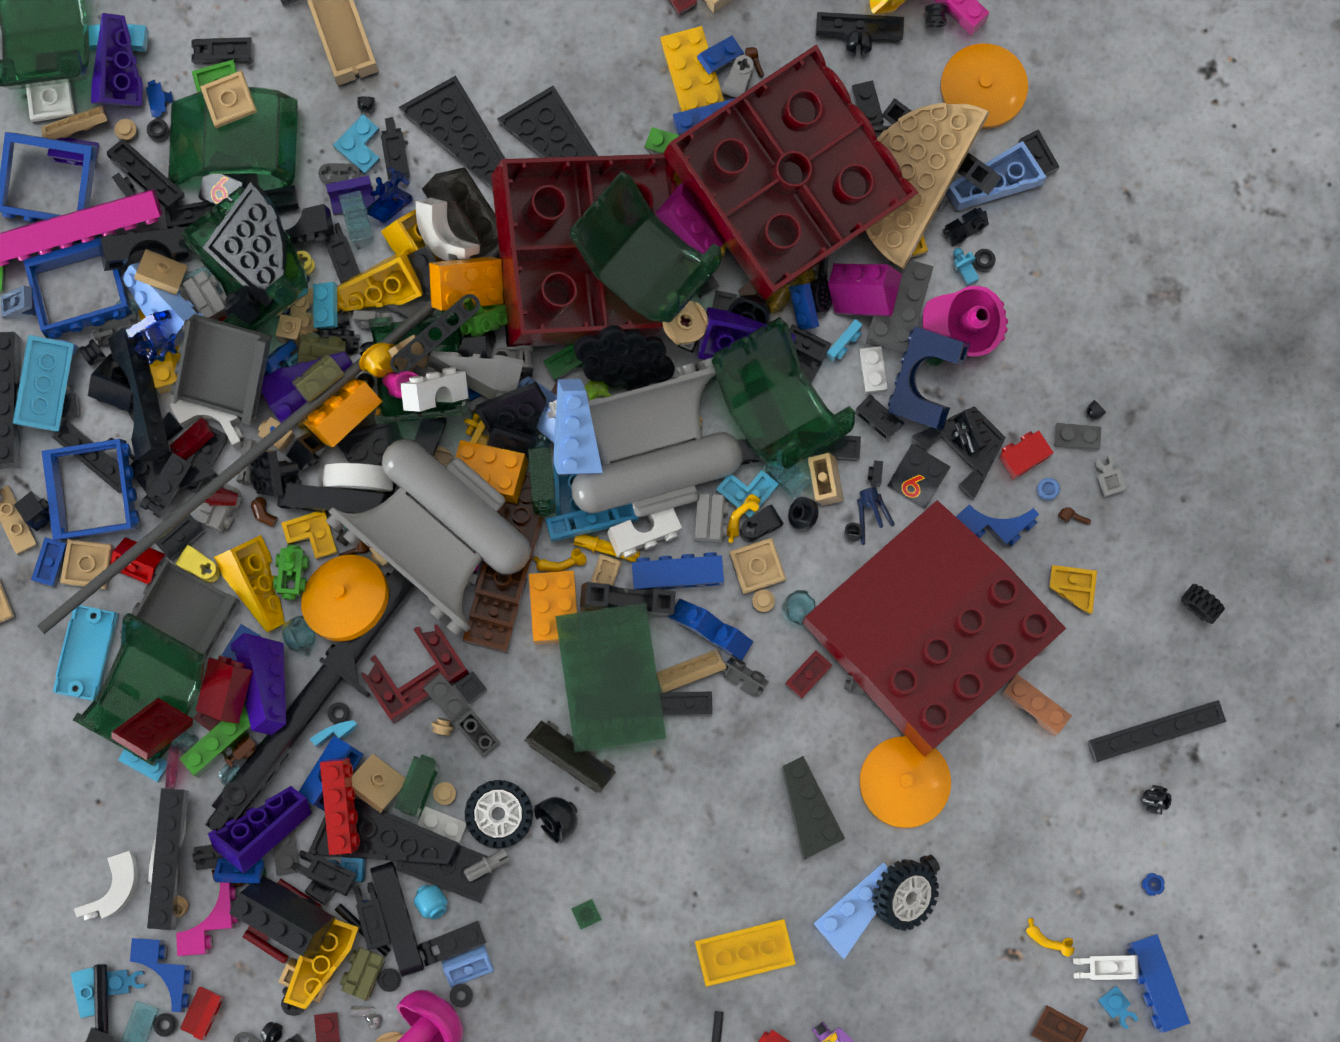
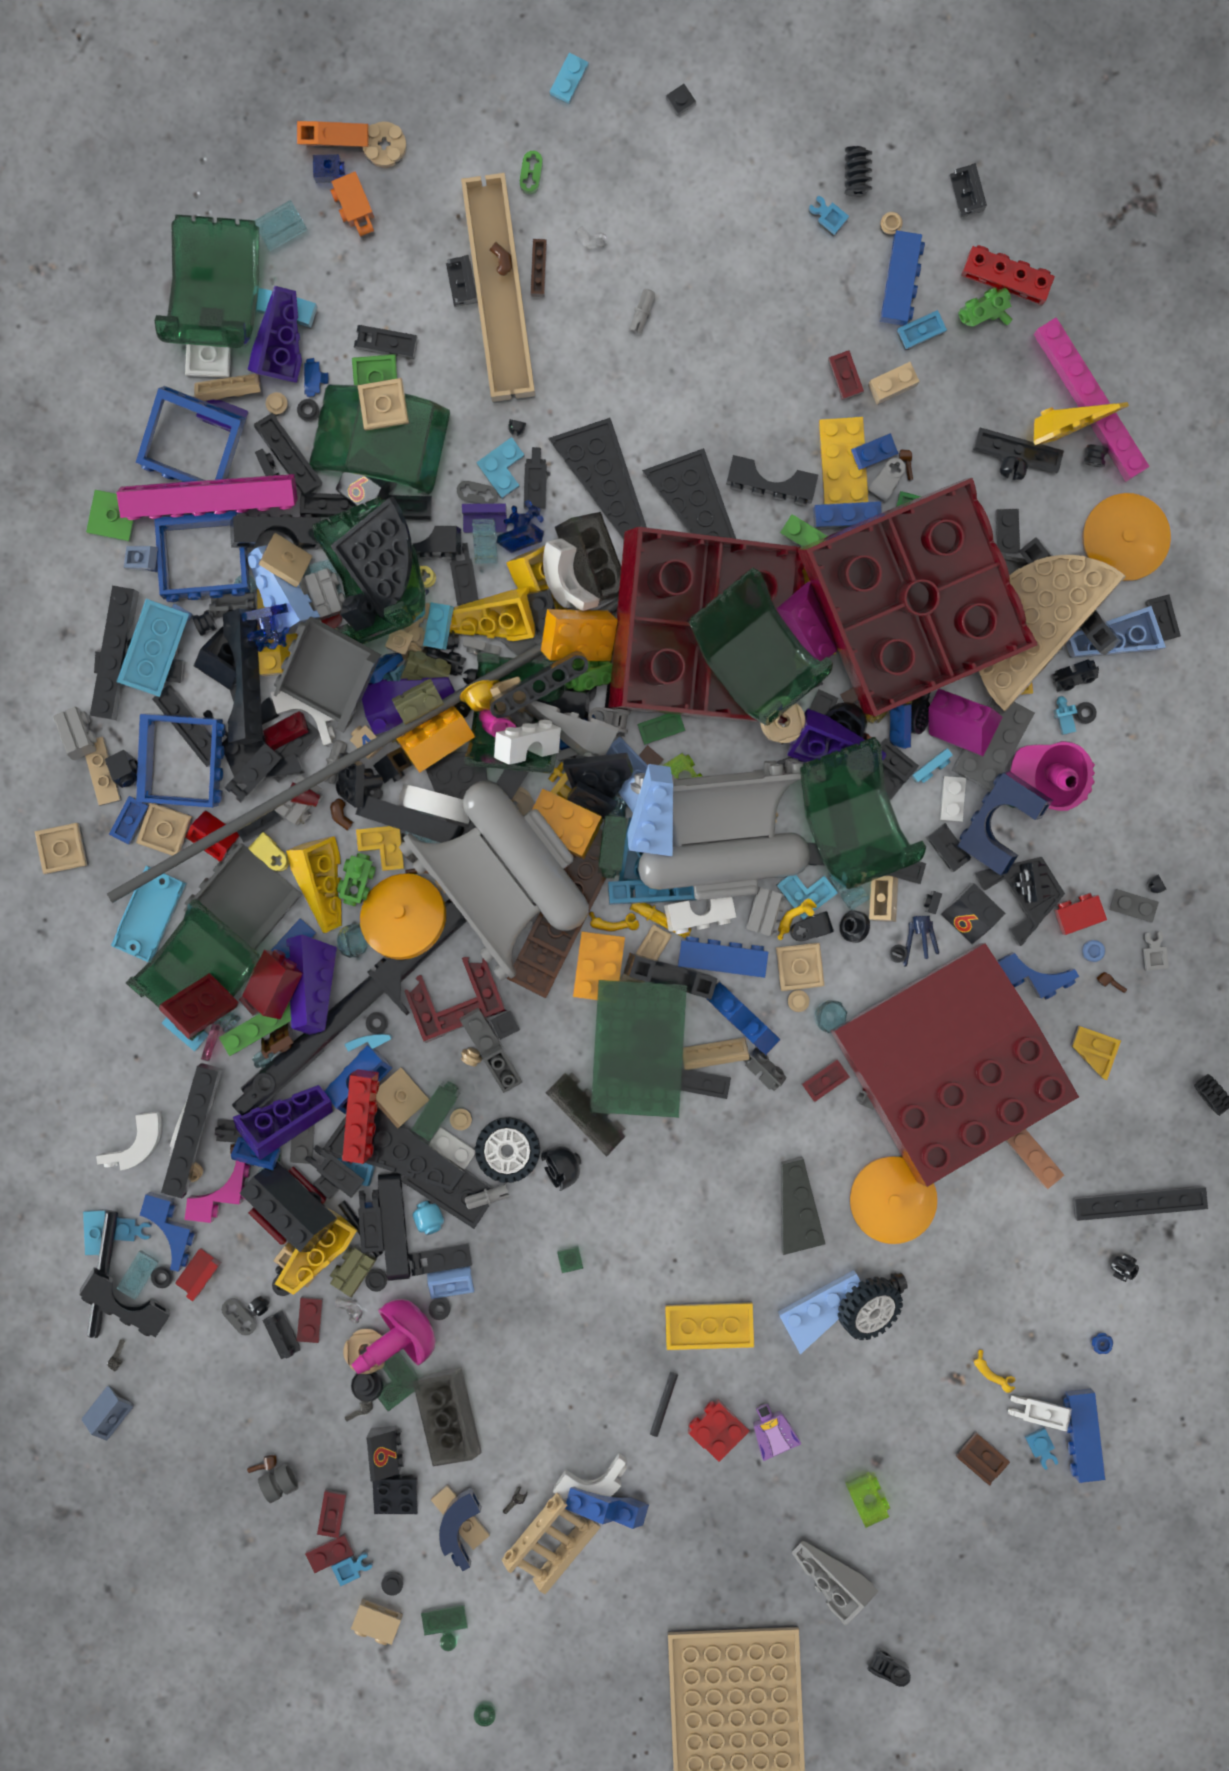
camera: 10 degrees right, 10 degrees up
(624, 358) = (716, 742): black plate -> none
(652, 104) = (745, 475): none -> black arch

